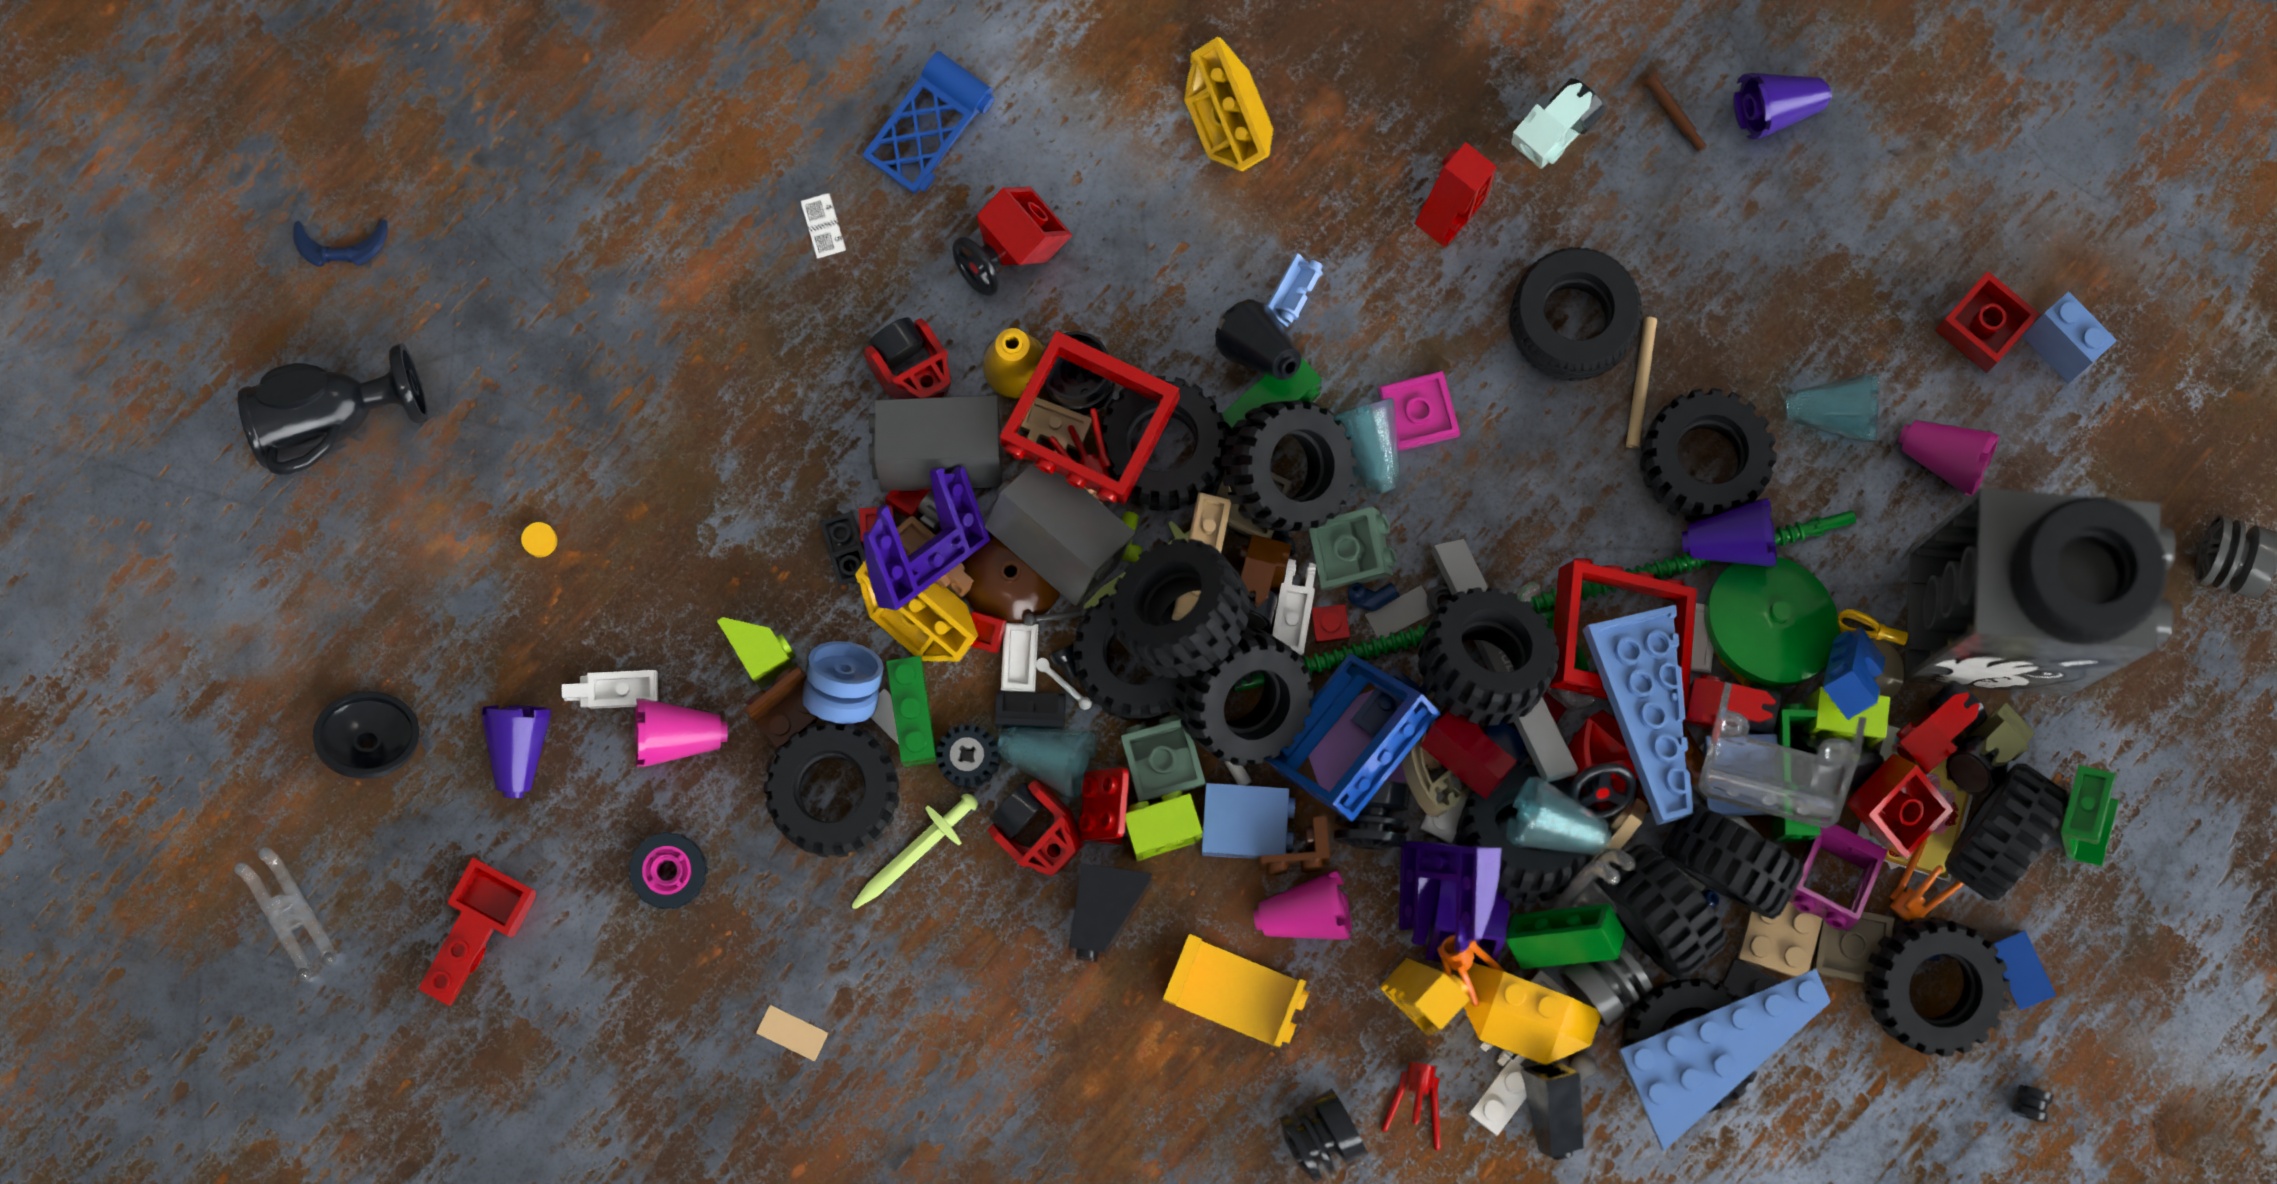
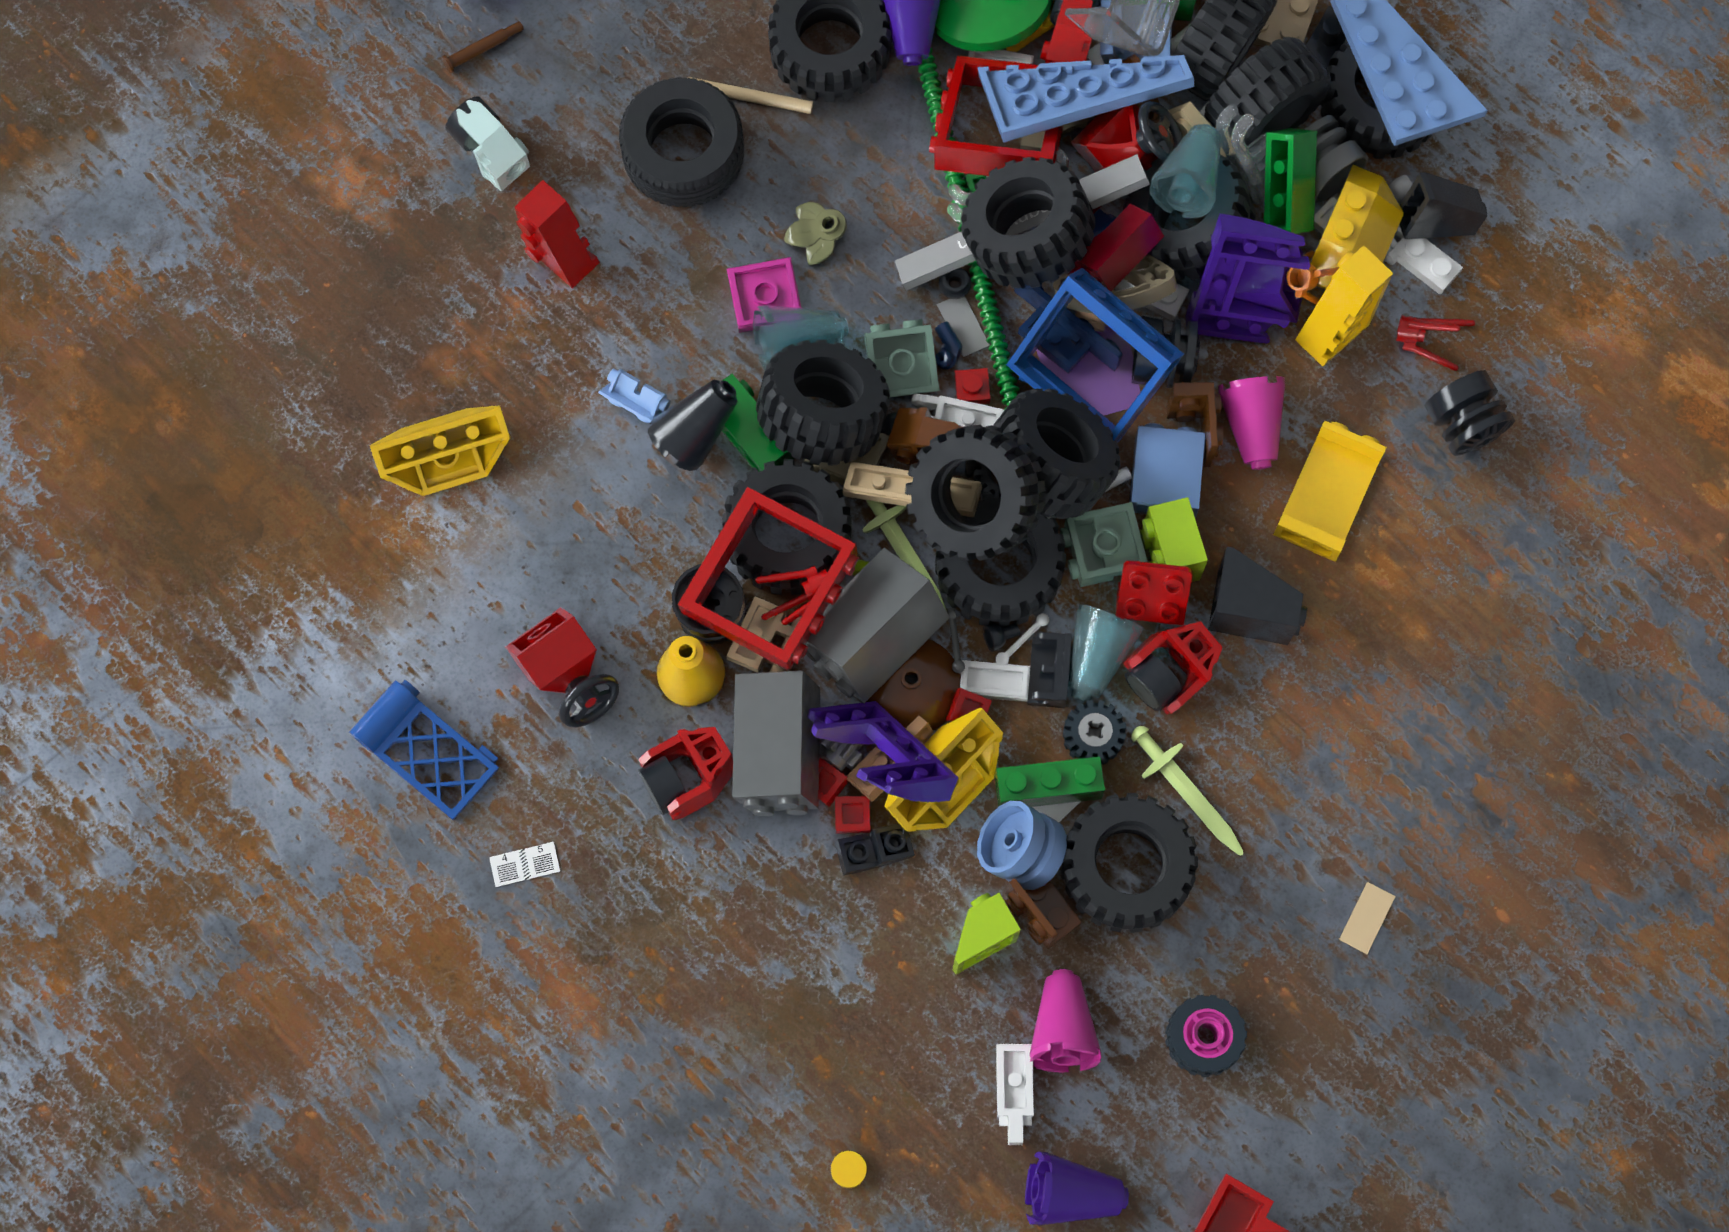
camera: 90 degrees left, 5 degrees down
(1488, 453) = (811, 231): none -> olive plate

